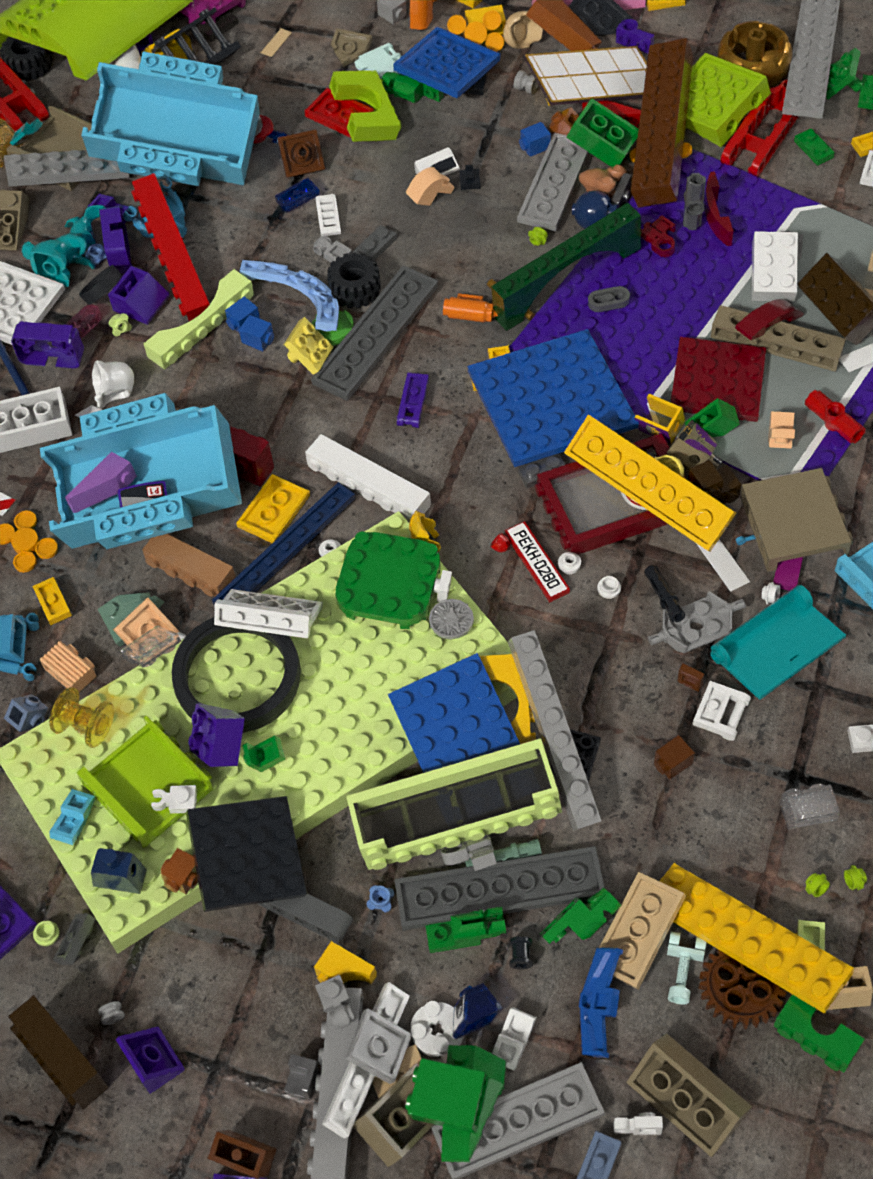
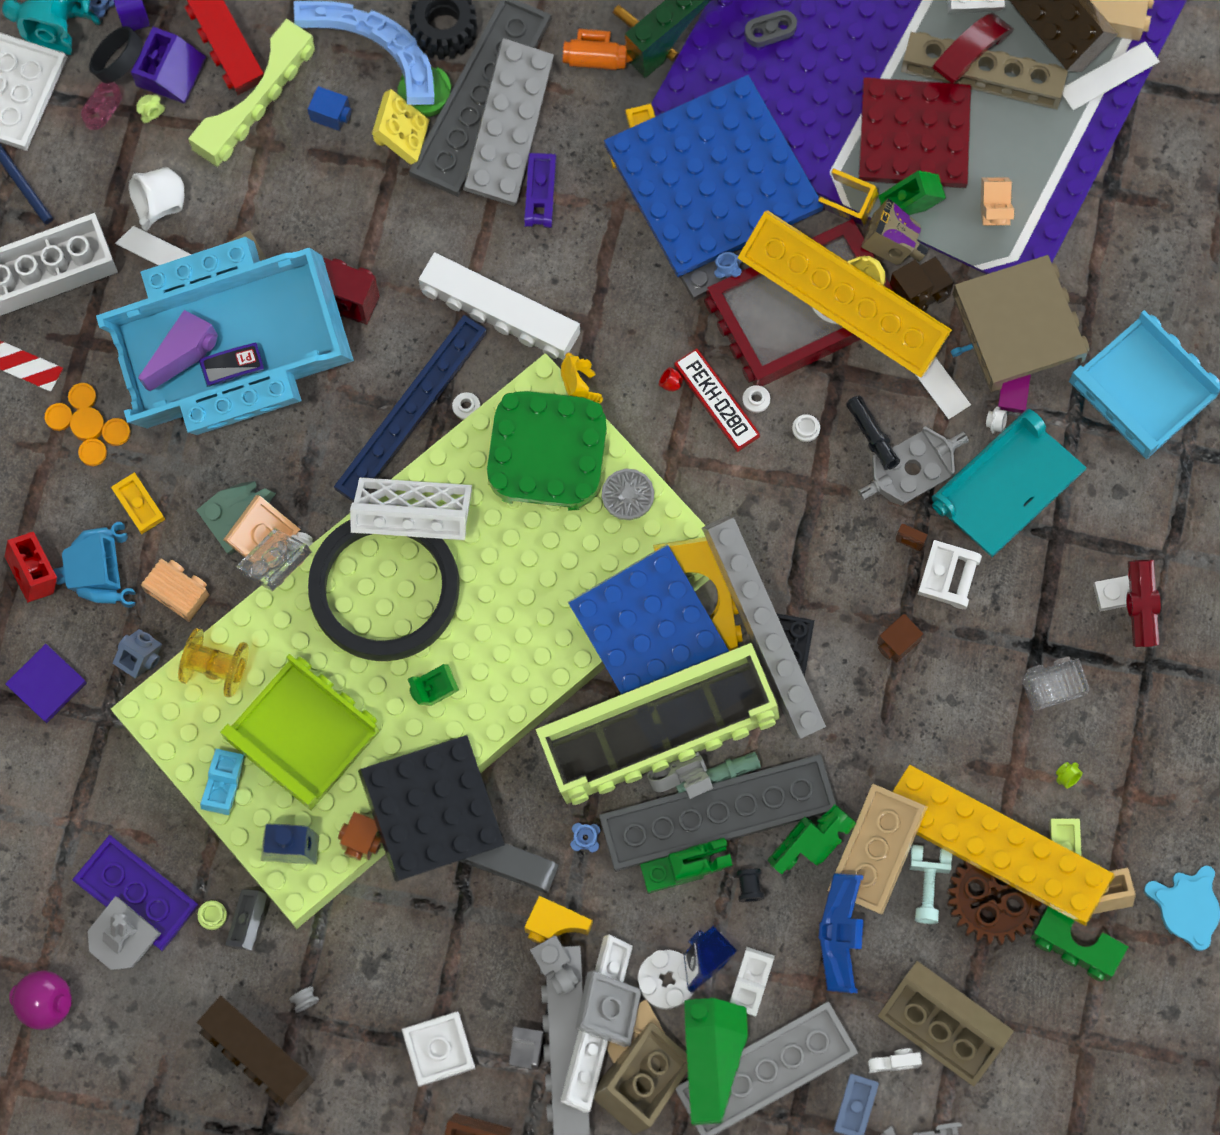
camera: 10 degrees left, 15 degrees up
(32, 348) = (47, 146): dark purple axle -> none
(151, 1057) = (358, 1043): dark purple slope -> none
(177, 800) = (345, 751): white plate -> none
(188, 564) = (299, 442): medium nougat brick -> none
(216, 735) = (376, 671): dark purple slope -> none
(222, 1069) = (438, 1049): none -> white plate
(239, 312) = (304, 82): blue brick -> none
(273, 509) = (387, 355): yellow tile -> none
(393, 350) = (508, 122): none -> light grey plate
(443, 585) = (613, 454): white plate -> none
(447, 1095) = (691, 1058): green brick -> none
(556, 458) = (727, 265): none -> medium blue plate
(835, 416) = (1048, 167): red piece -> none
(855, 878) = (1110, 762): lime plate -> none

